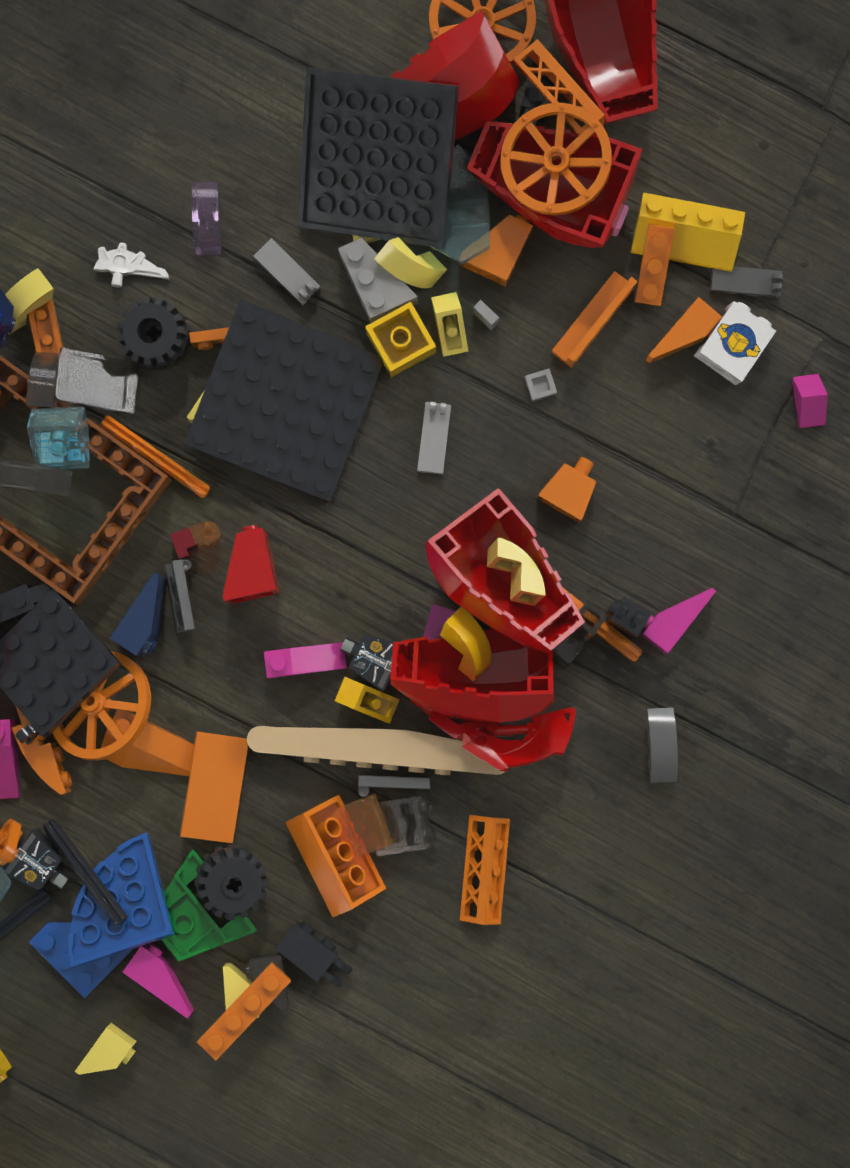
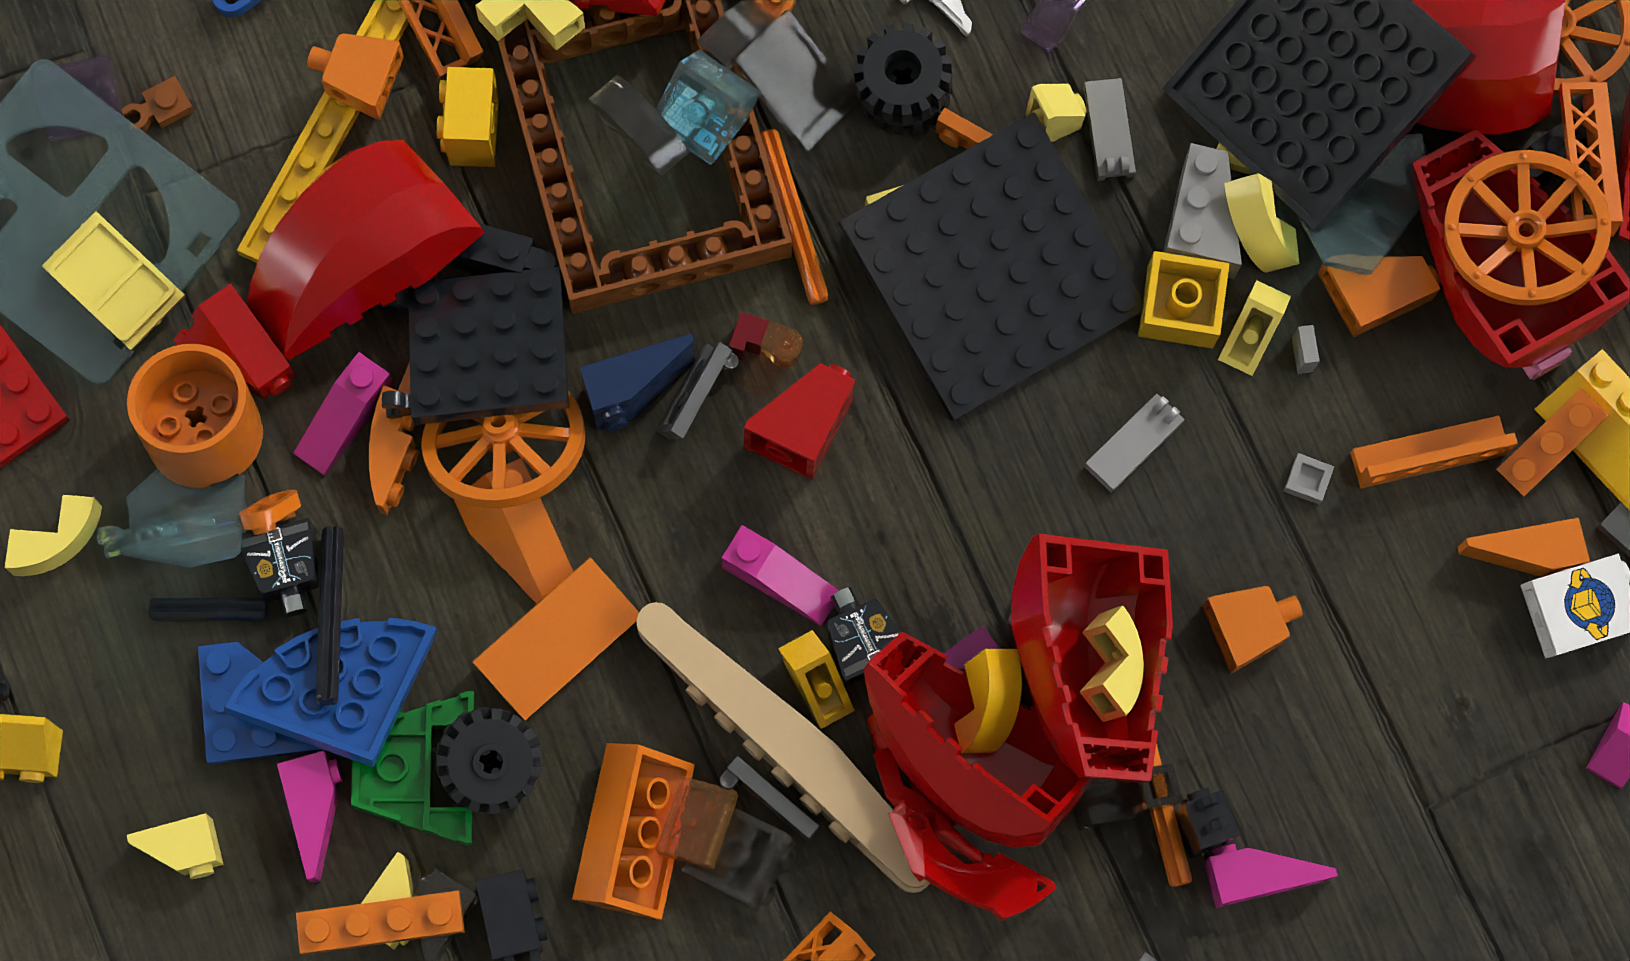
camera: 30 degrees right, 10 degrees down
(250, 285) = (1056, 109): none -> light yellow slope

